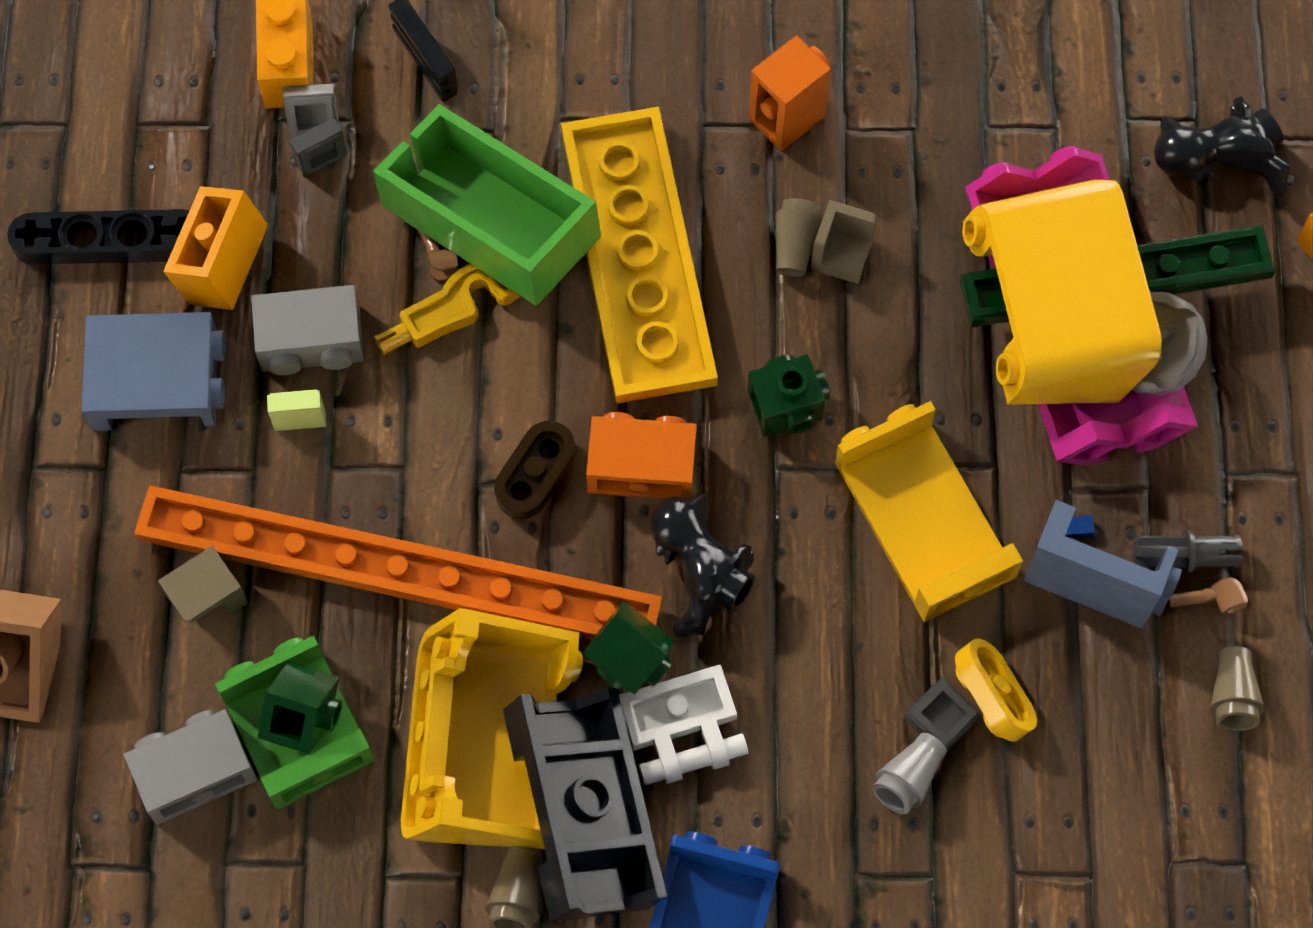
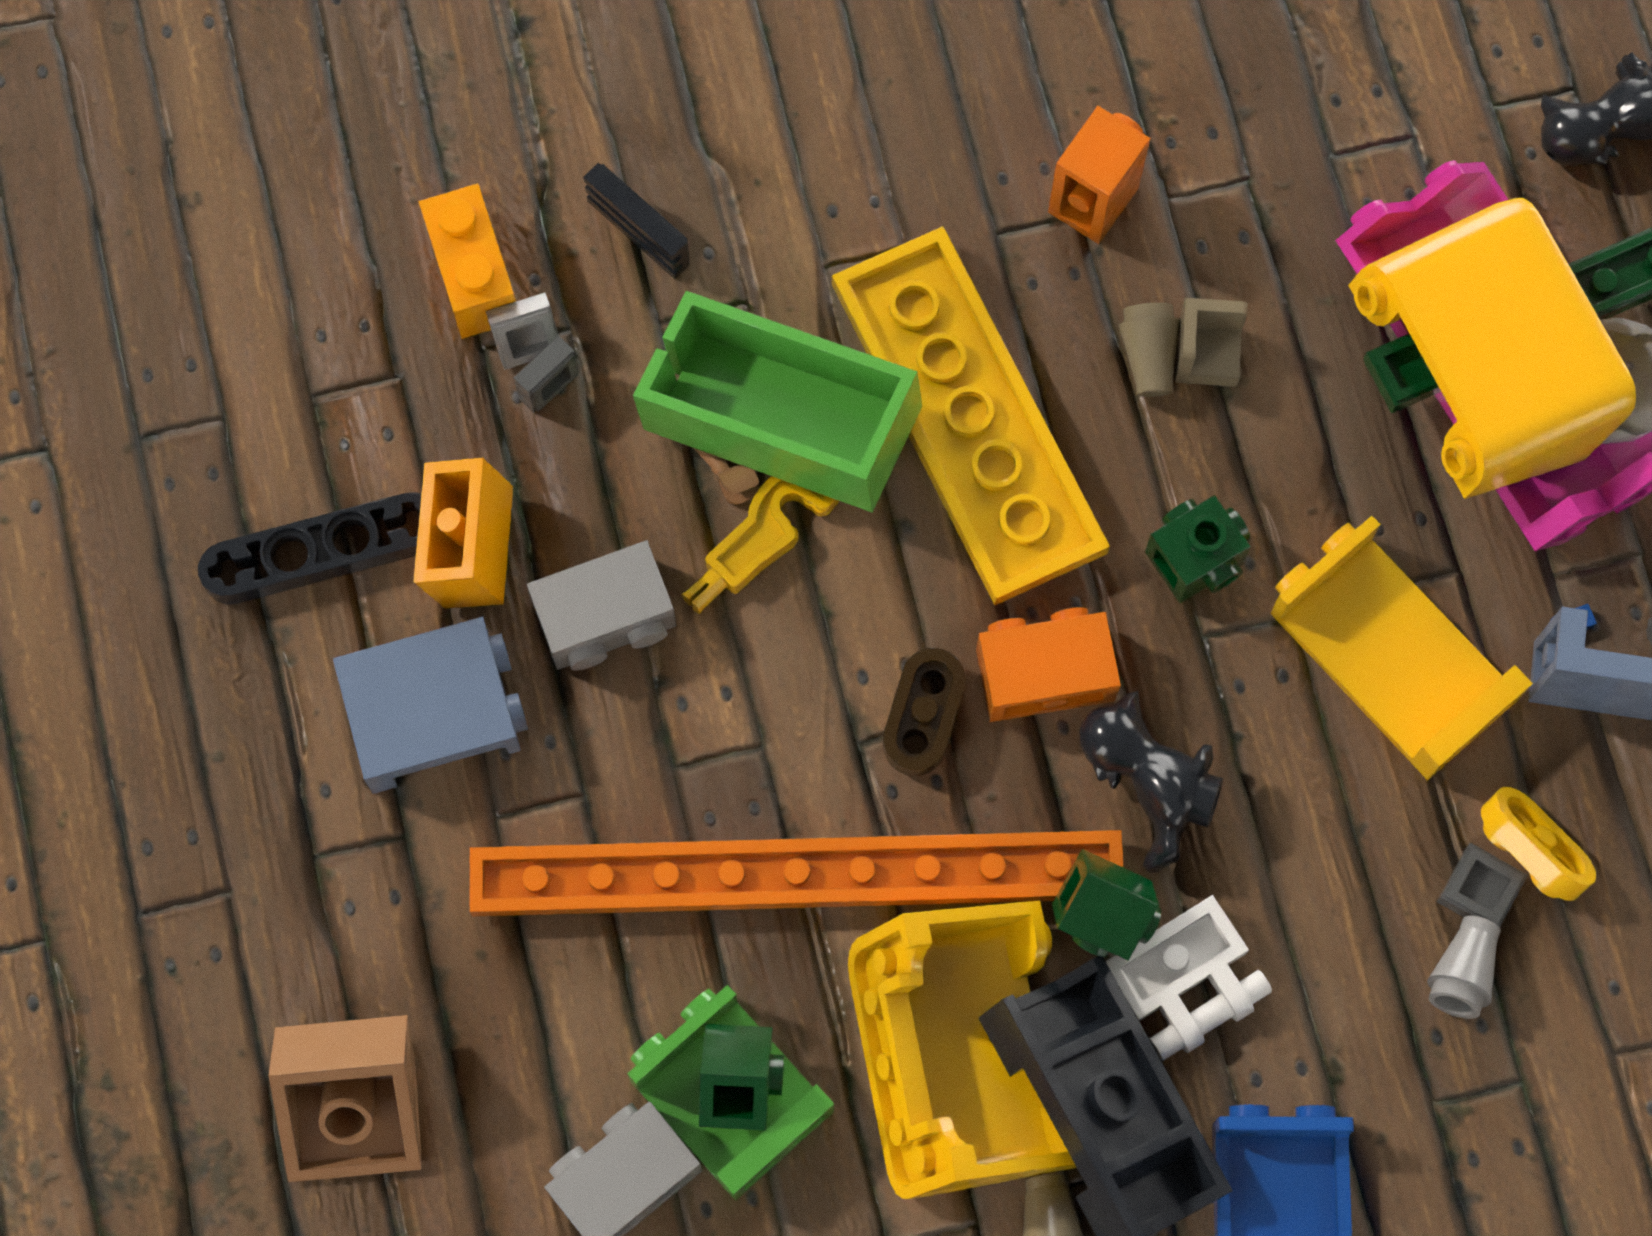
camera: 15 degrees left, 5 degrees up
(202, 586) = (573, 957): dark tan panel -> none
(296, 410) = (619, 709): yellowish green tile -> none

